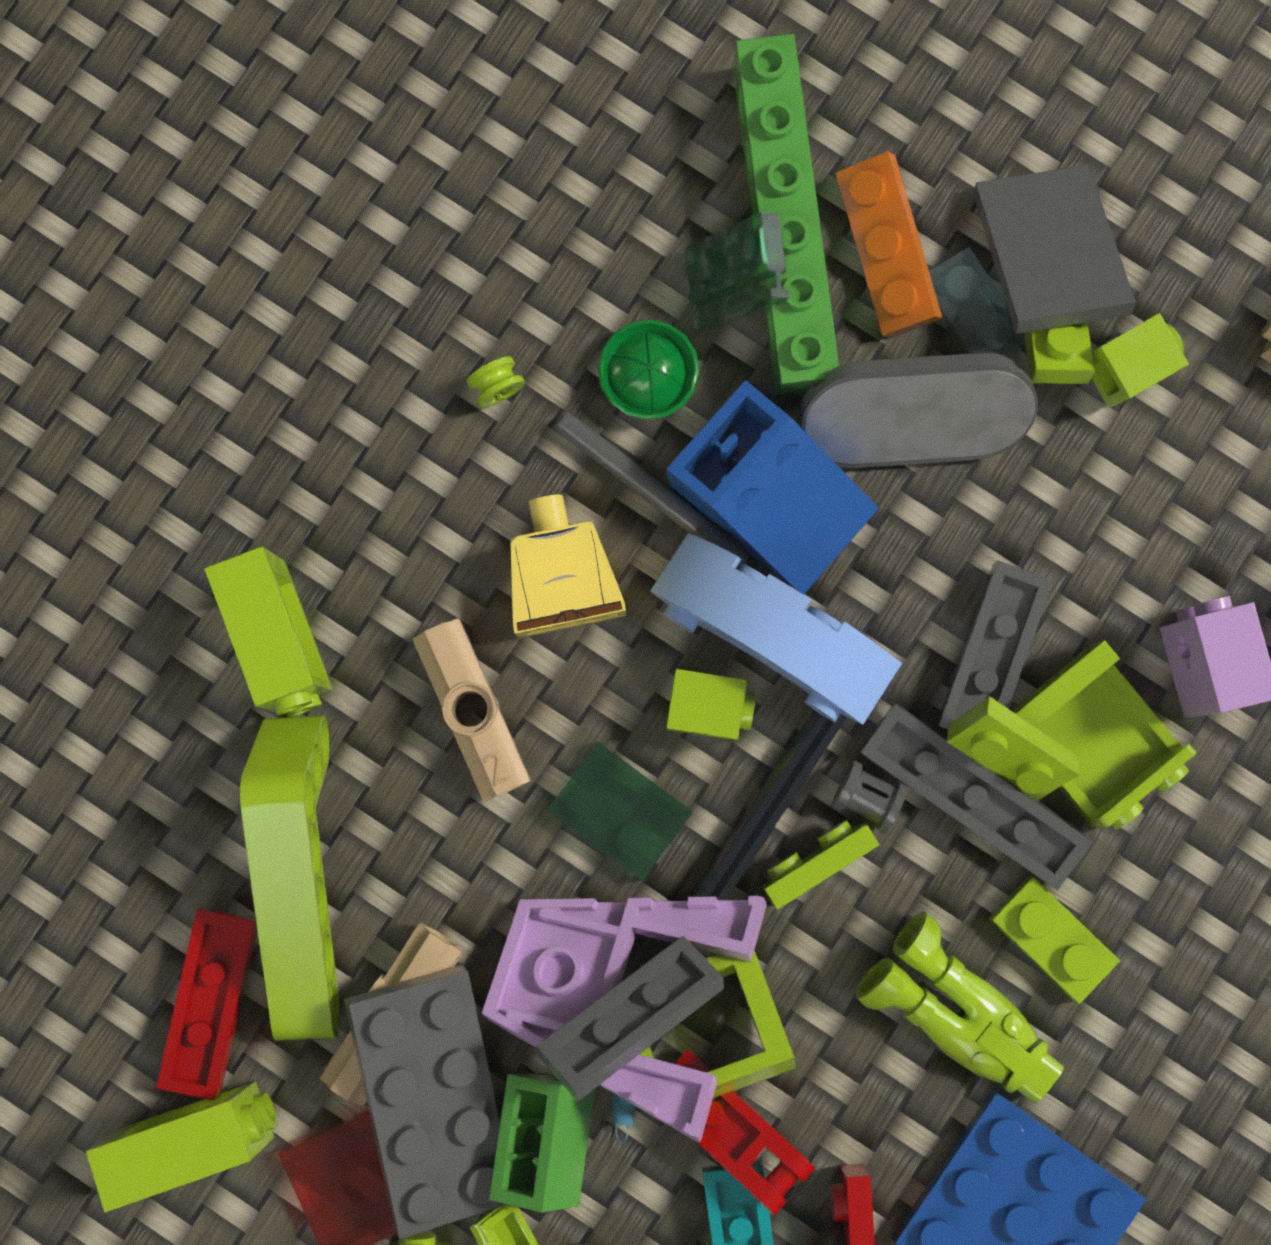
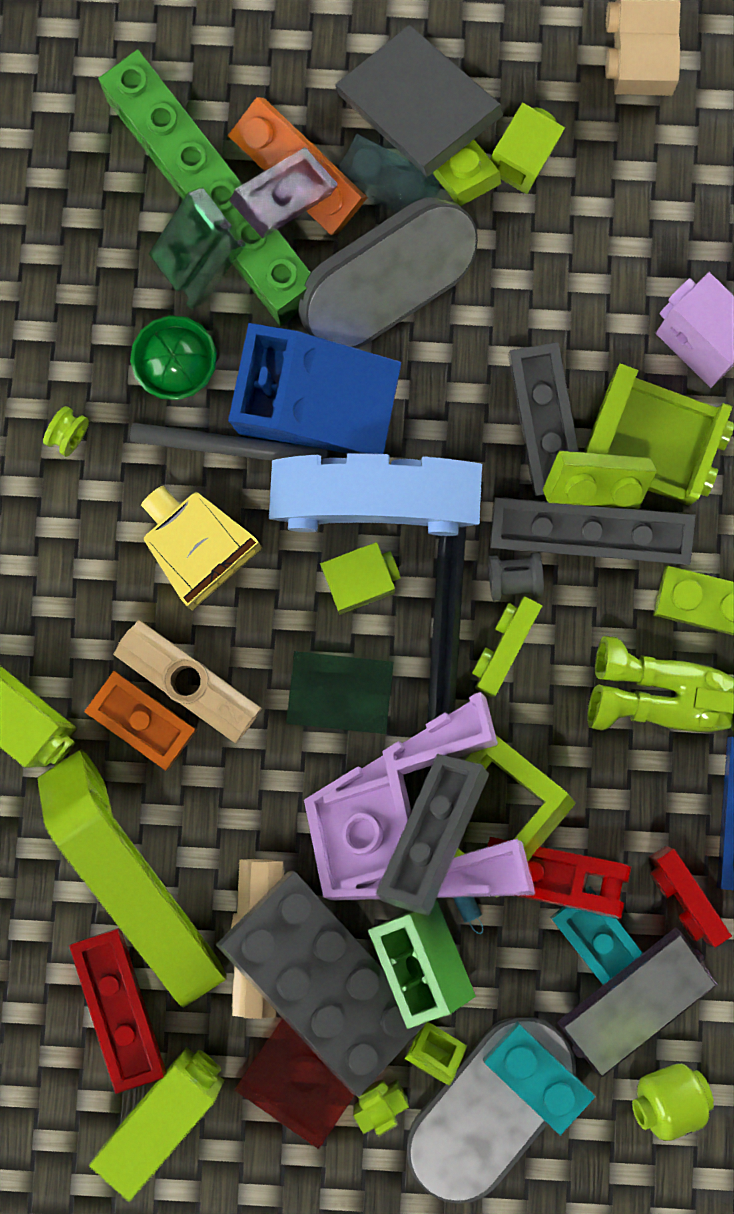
camera: 25 degrees left, 0 degrees up
(401, 721) = (140, 720): none -> orange plate
(858, 266) = (283, 192): none -> clear purple plate

